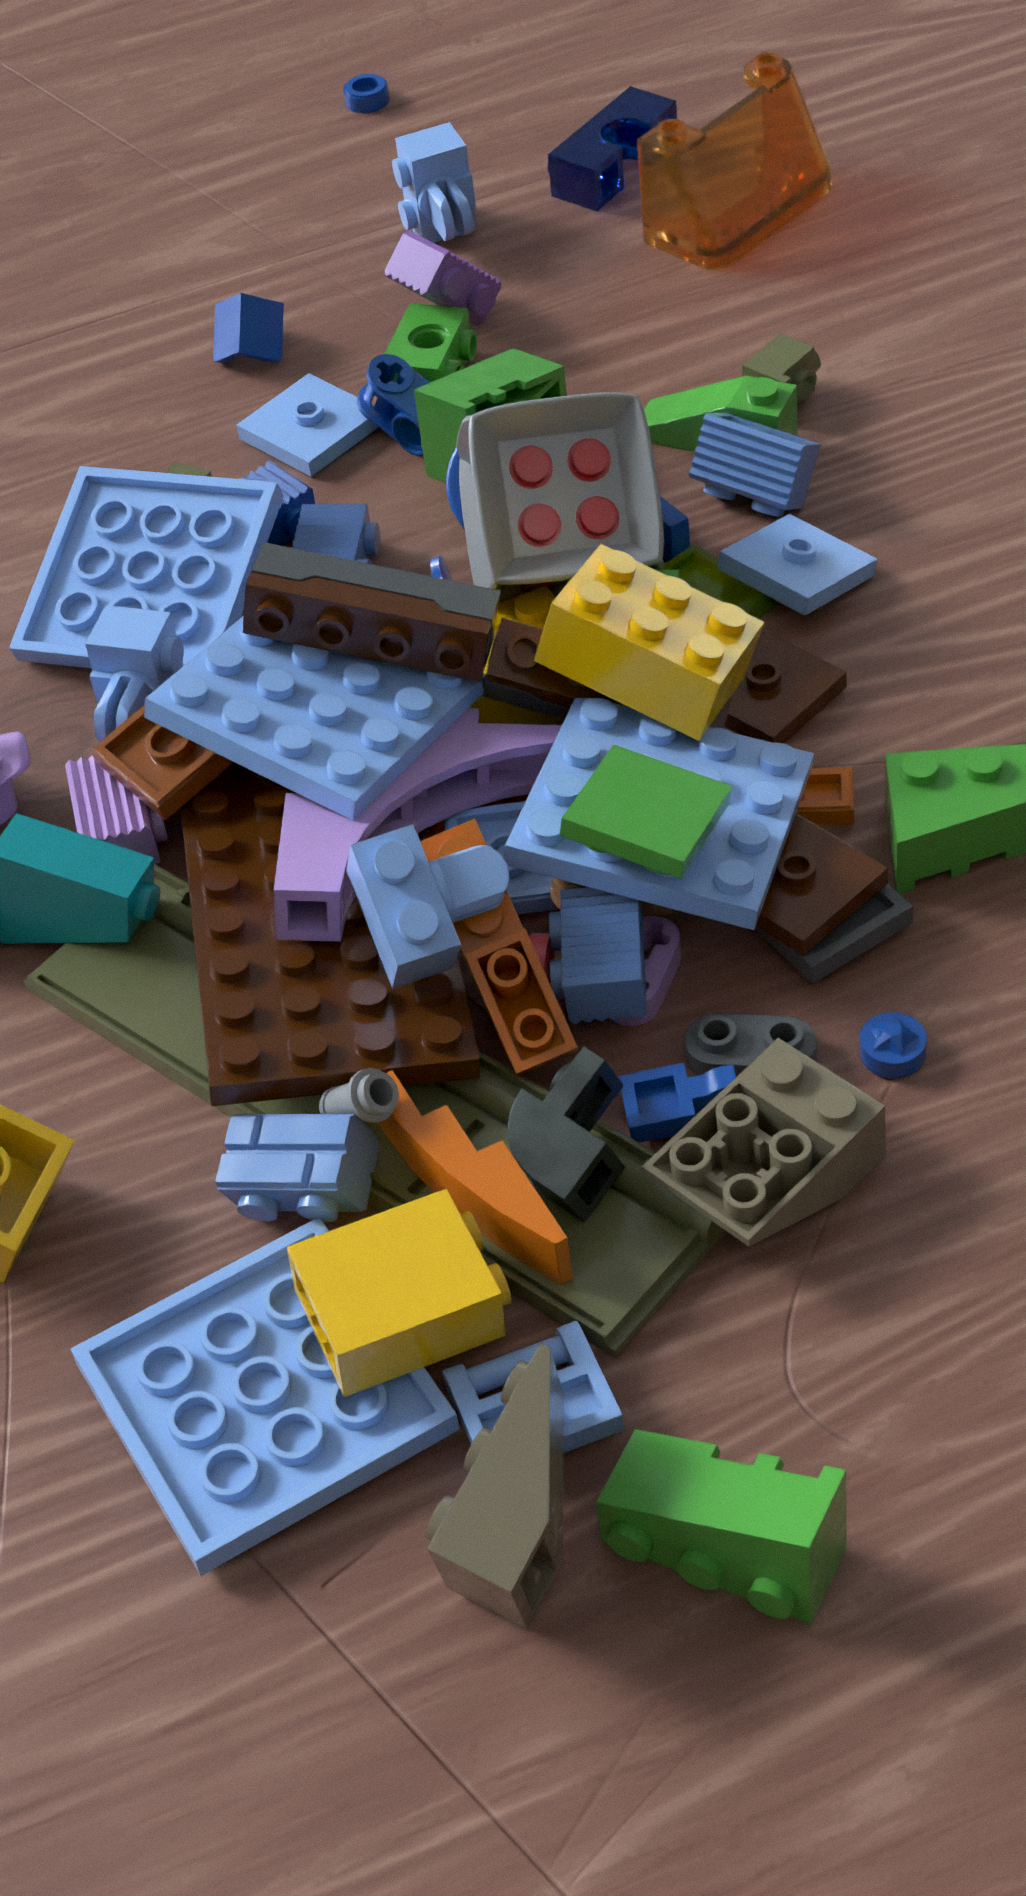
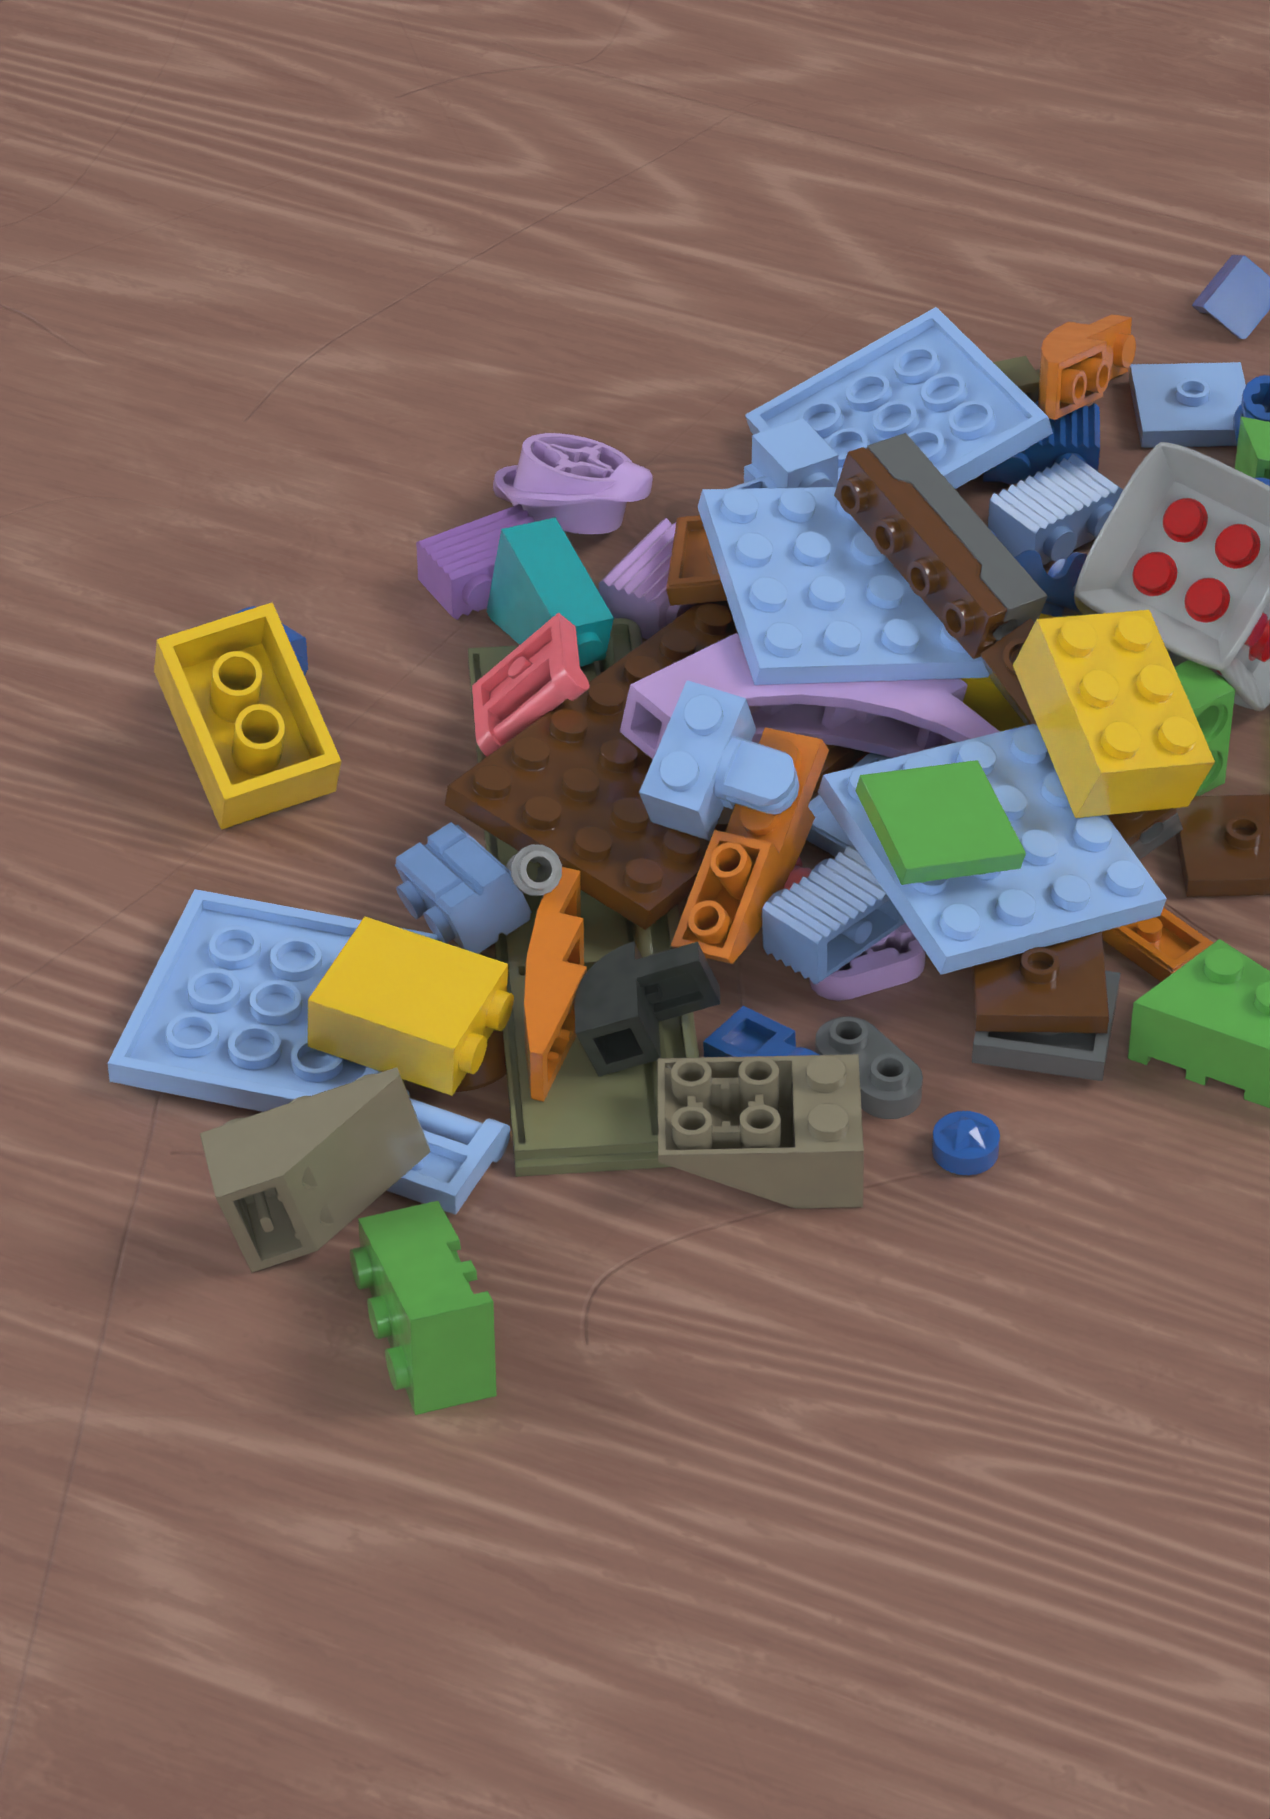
camera: 40 degrees right, 5 degrees down
(133, 959) = (528, 684): none -> coral plate
(226, 440) = (1081, 362): none -> orange slope

